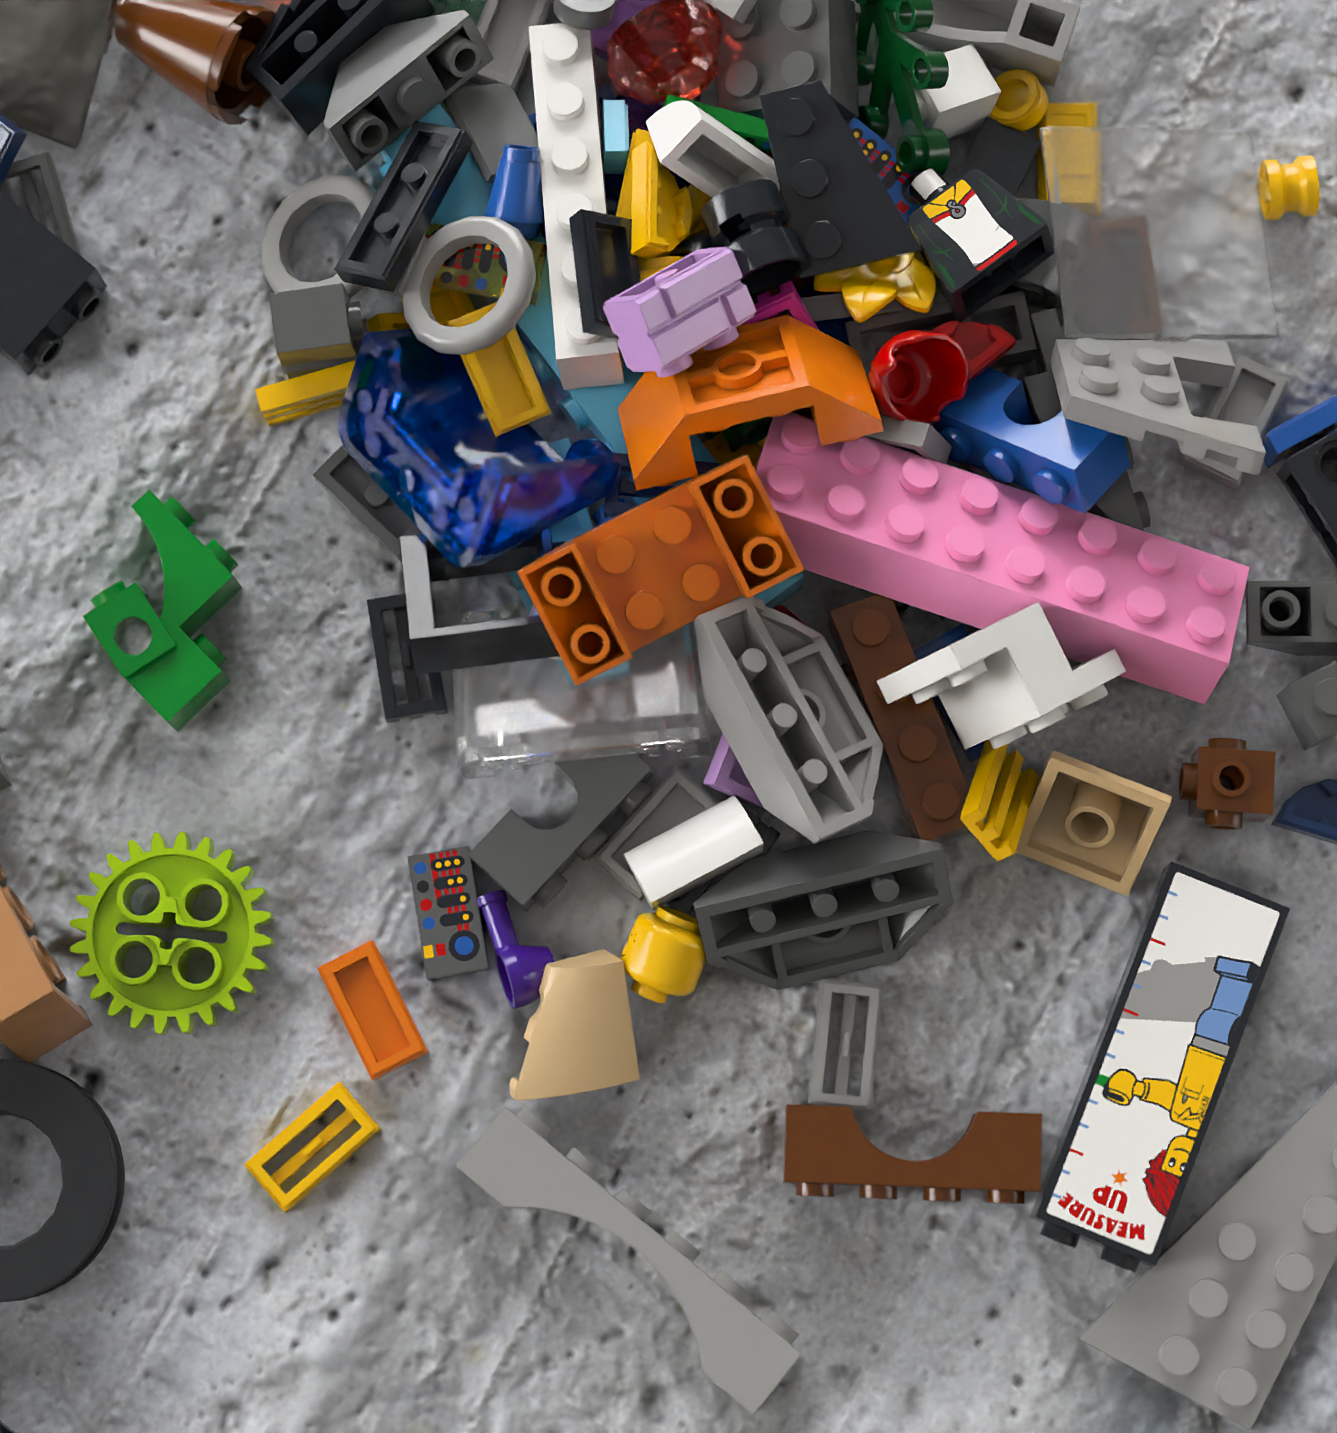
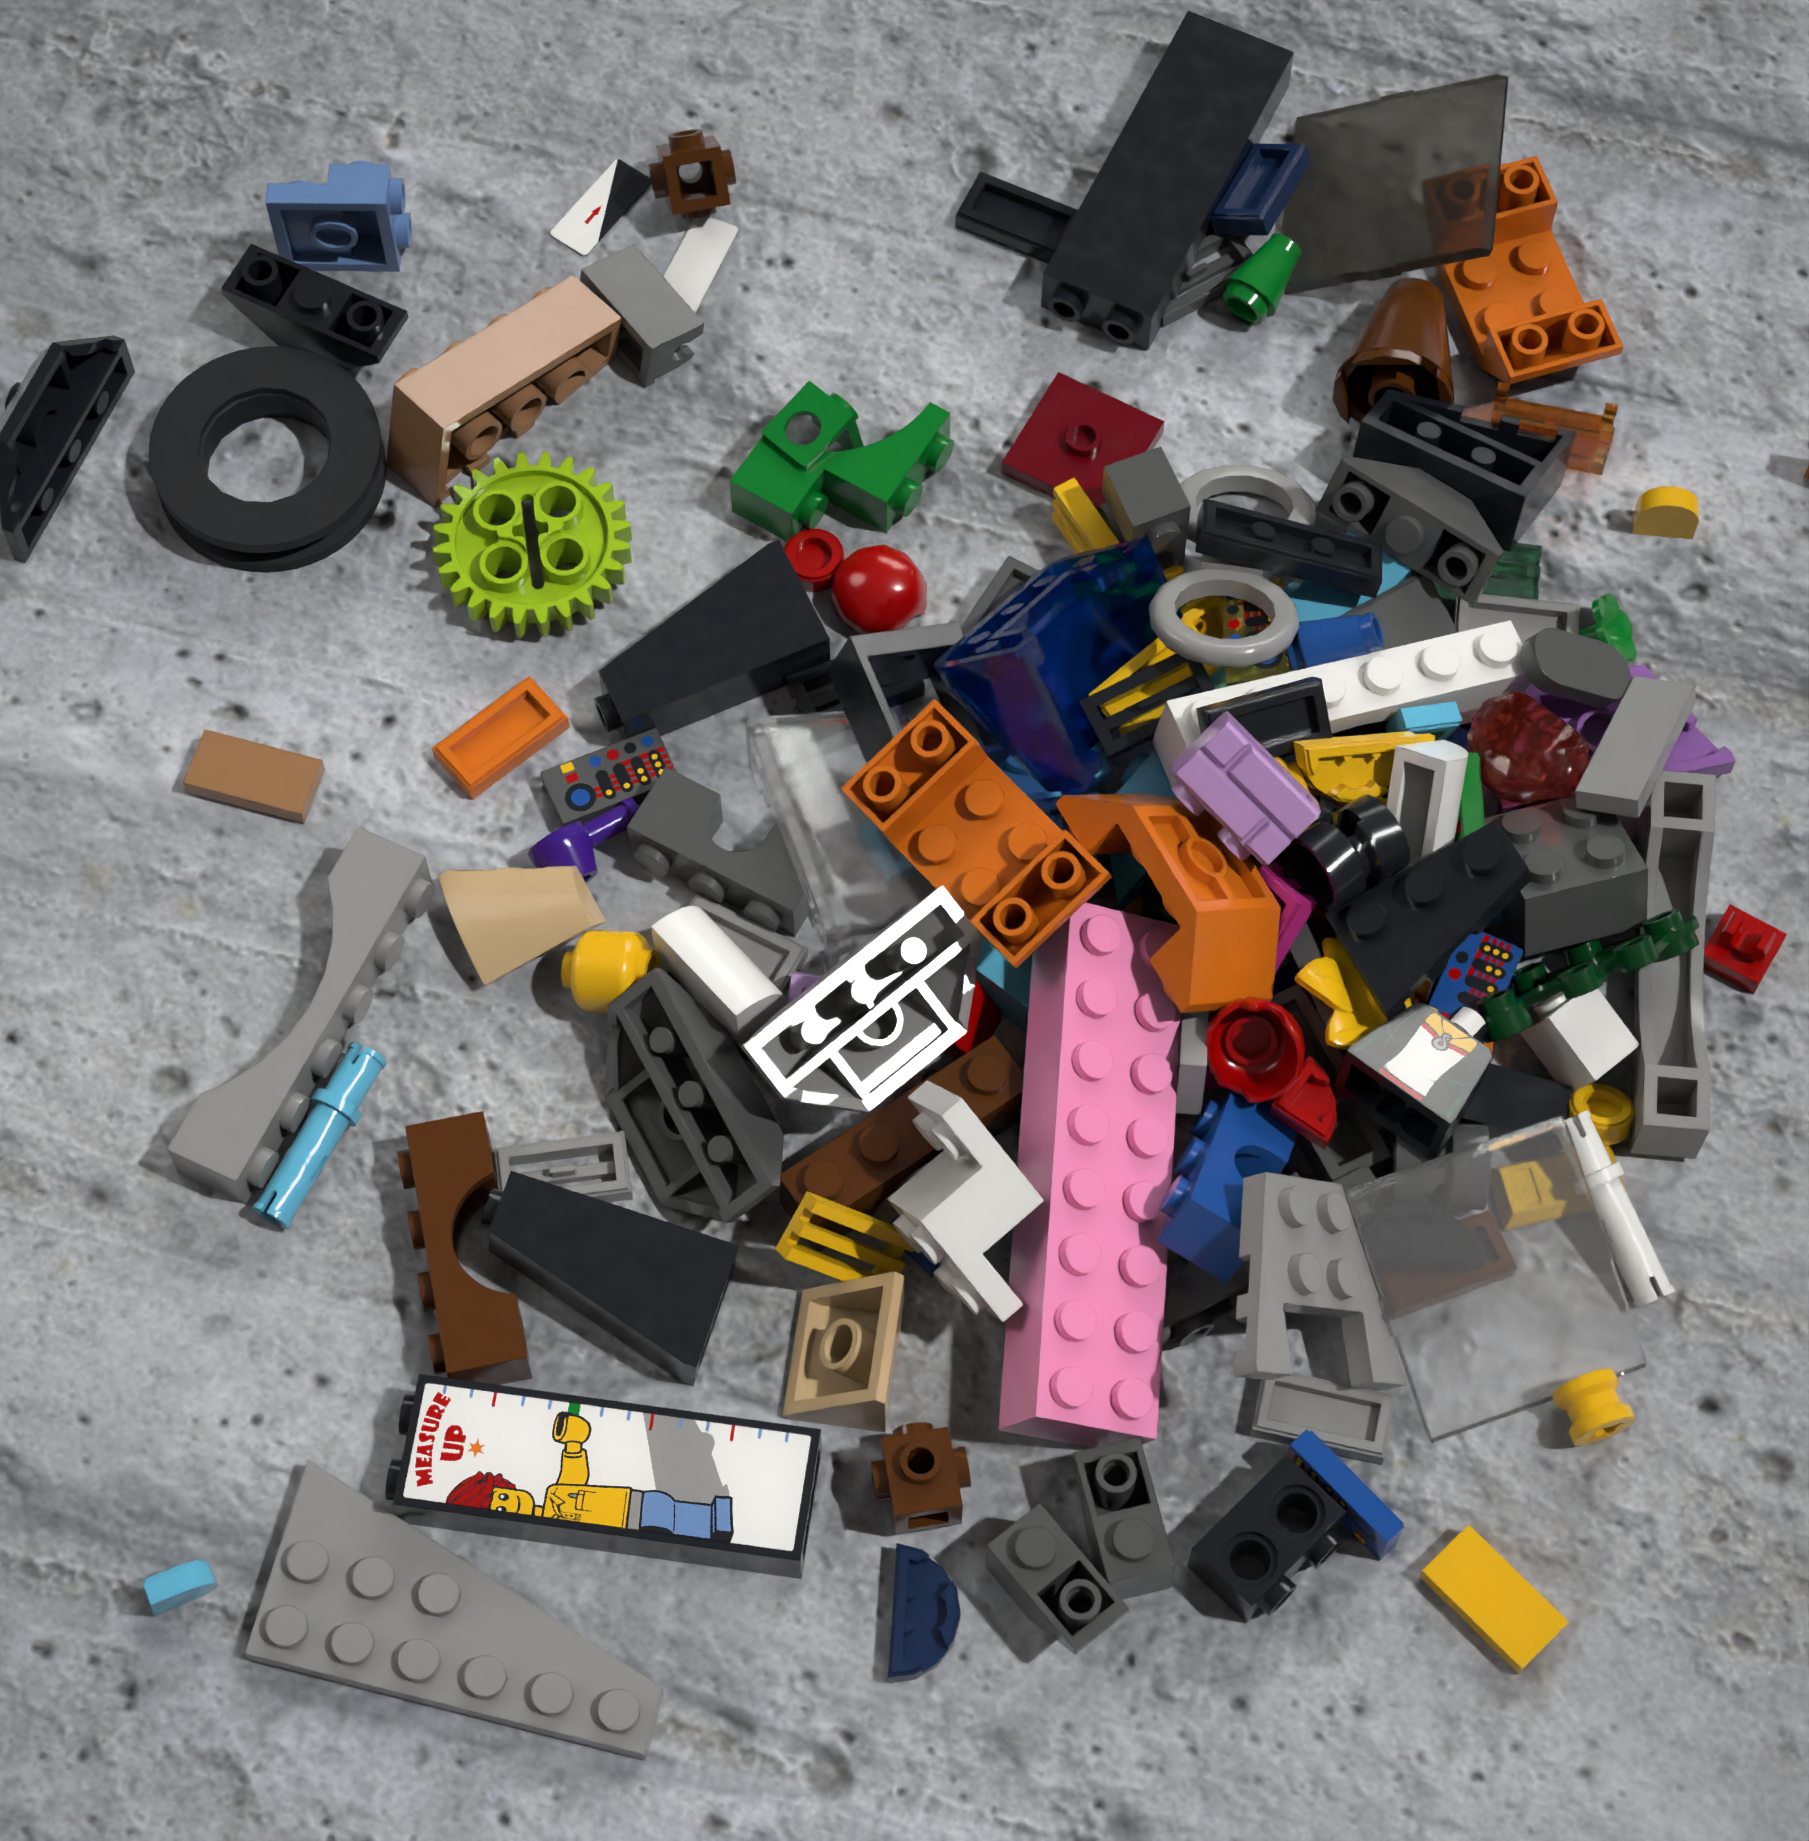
camera: 70 degrees right, 15 degrees down
(71, 155) = (1261, 280): none -> green cone
(202, 375) = (1077, 435): none -> dark red plate
(257, 664) = (815, 558): none -> red tile
(312, 609) = (878, 590): none -> red hair
(340, 768) = (716, 650): none -> black slope
(353, 1112) = (396, 744): yellow tile -> none
(353, 1261) = (254, 776): none -> medium nougat tile
(551, 378) = (1130, 685): none -> black tile
(756, 1266) = (332, 1113): none -> medium azure pin
(972, 1003) = (619, 1268): none -> black slope
(1157, 109) = (1628, 1238): none -> white pin

